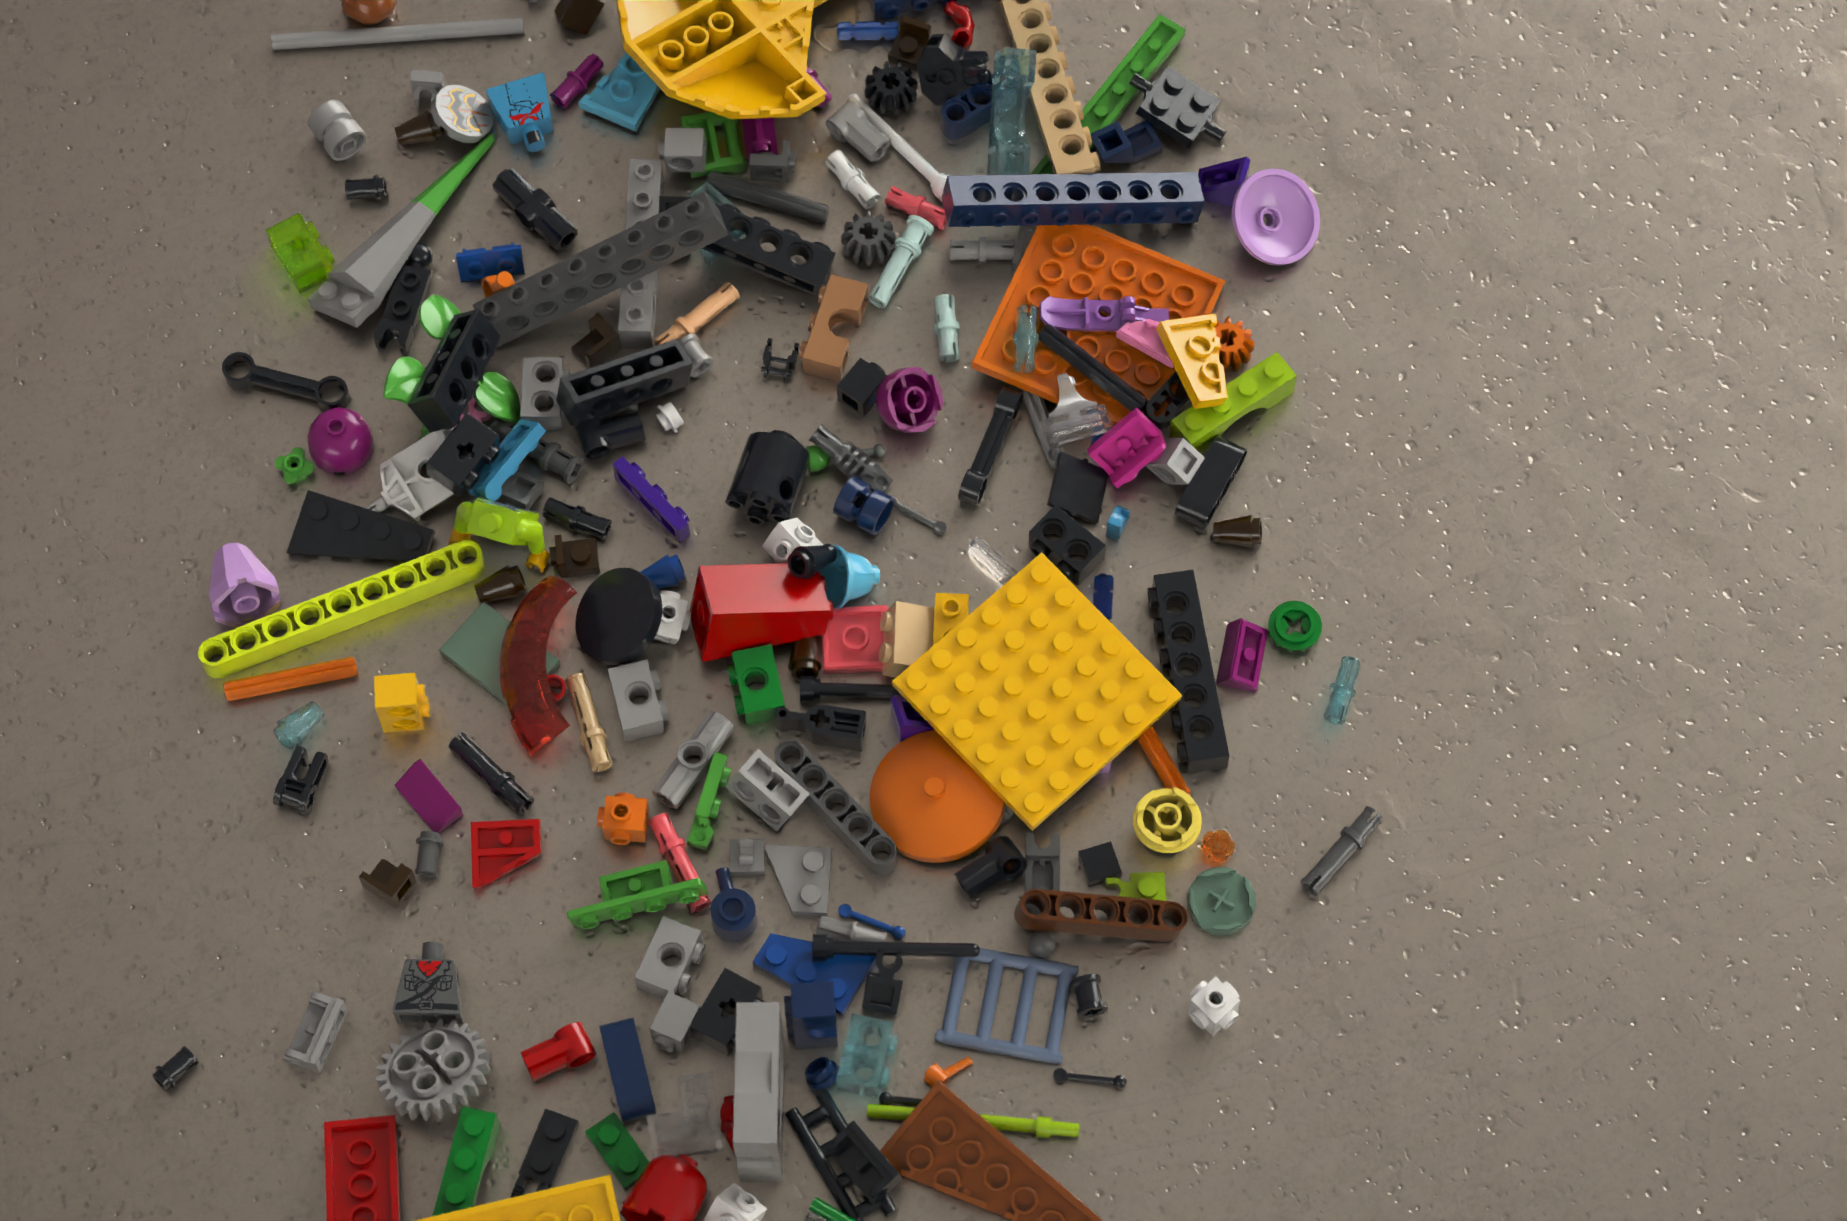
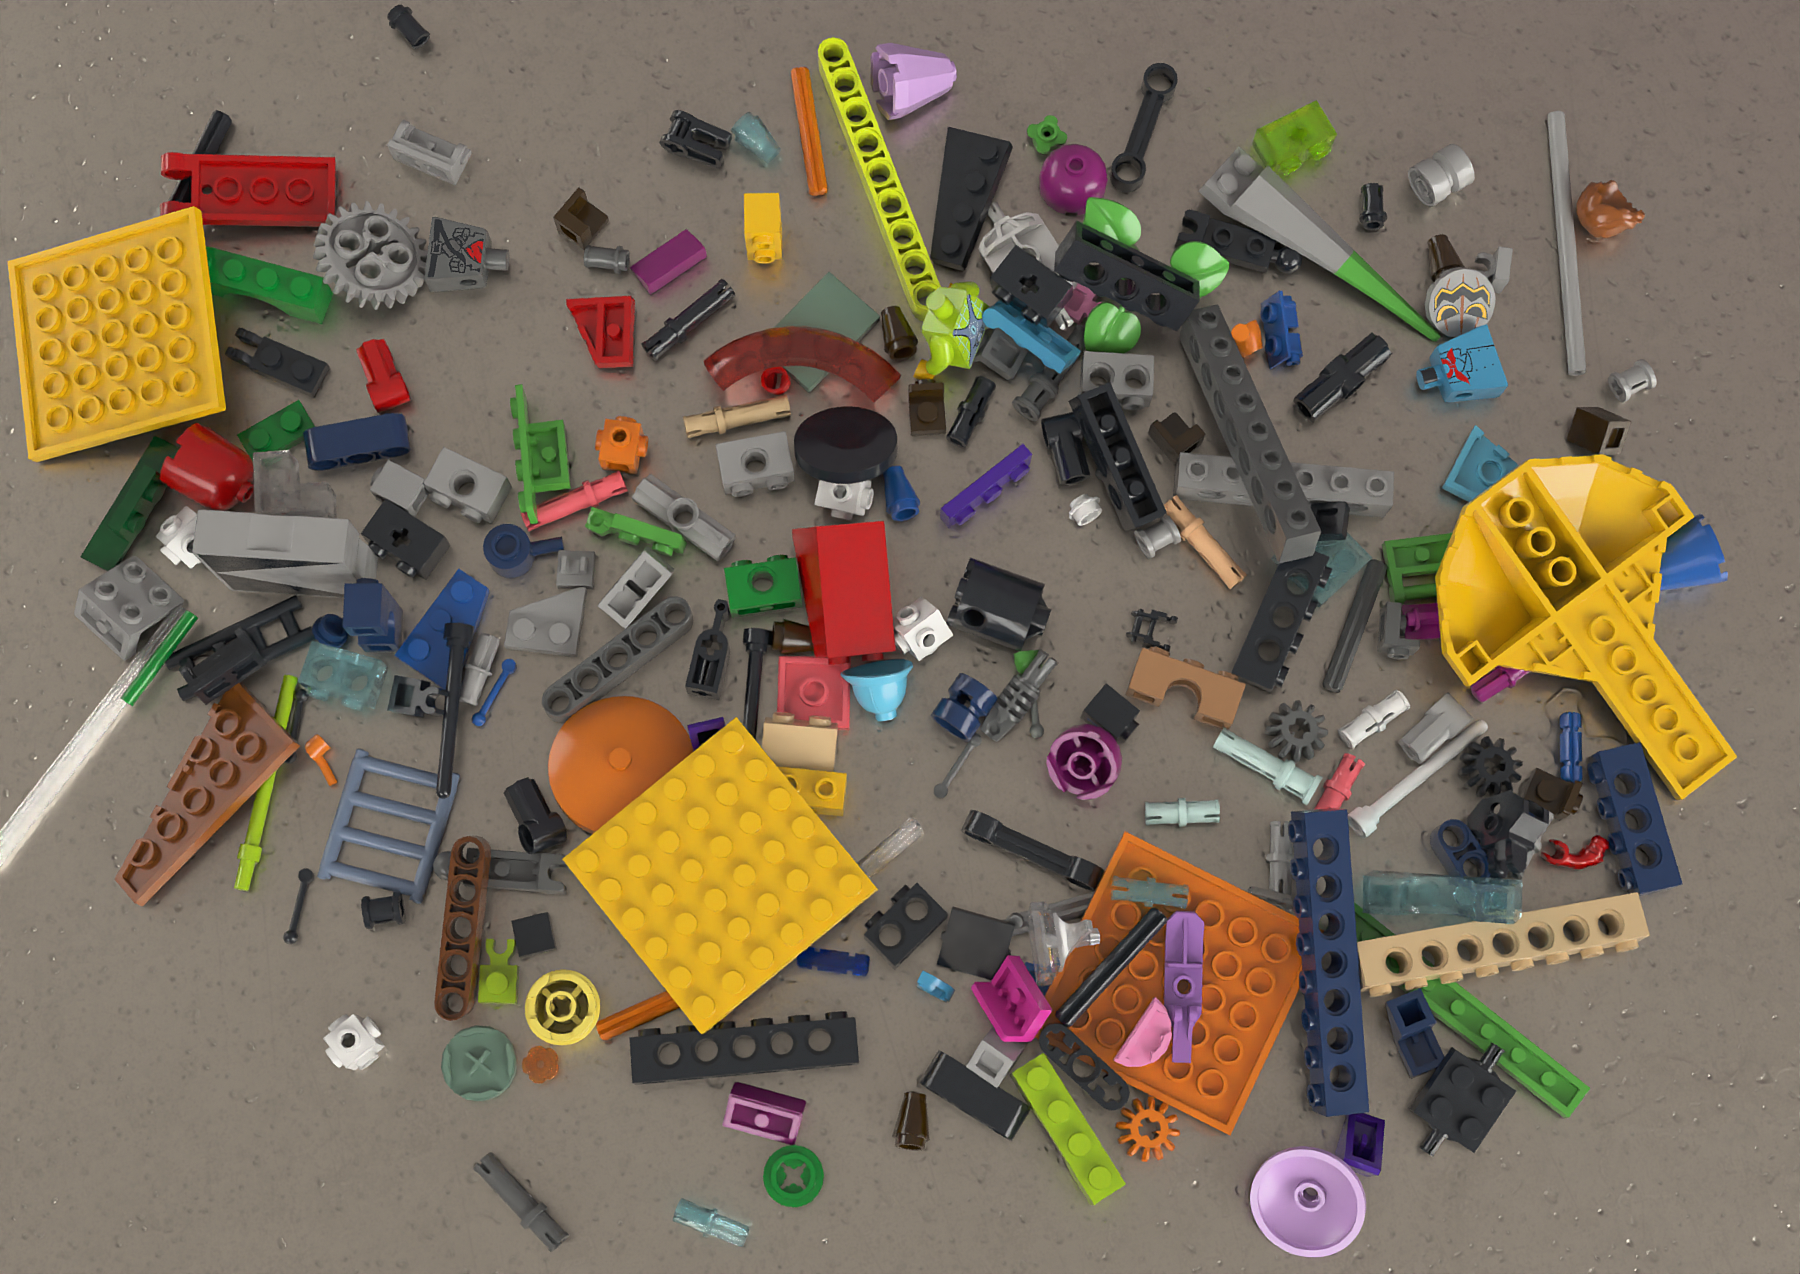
camera: 90 degrees right, 10 degrees up
(576, 81) = (1505, 426): magenta axle -> none
(684, 149) = (1406, 531): light grey brick -> none
(809, 560) = (889, 640): black cone -> none
(1195, 356) = (1117, 1084): yellow wing -> none

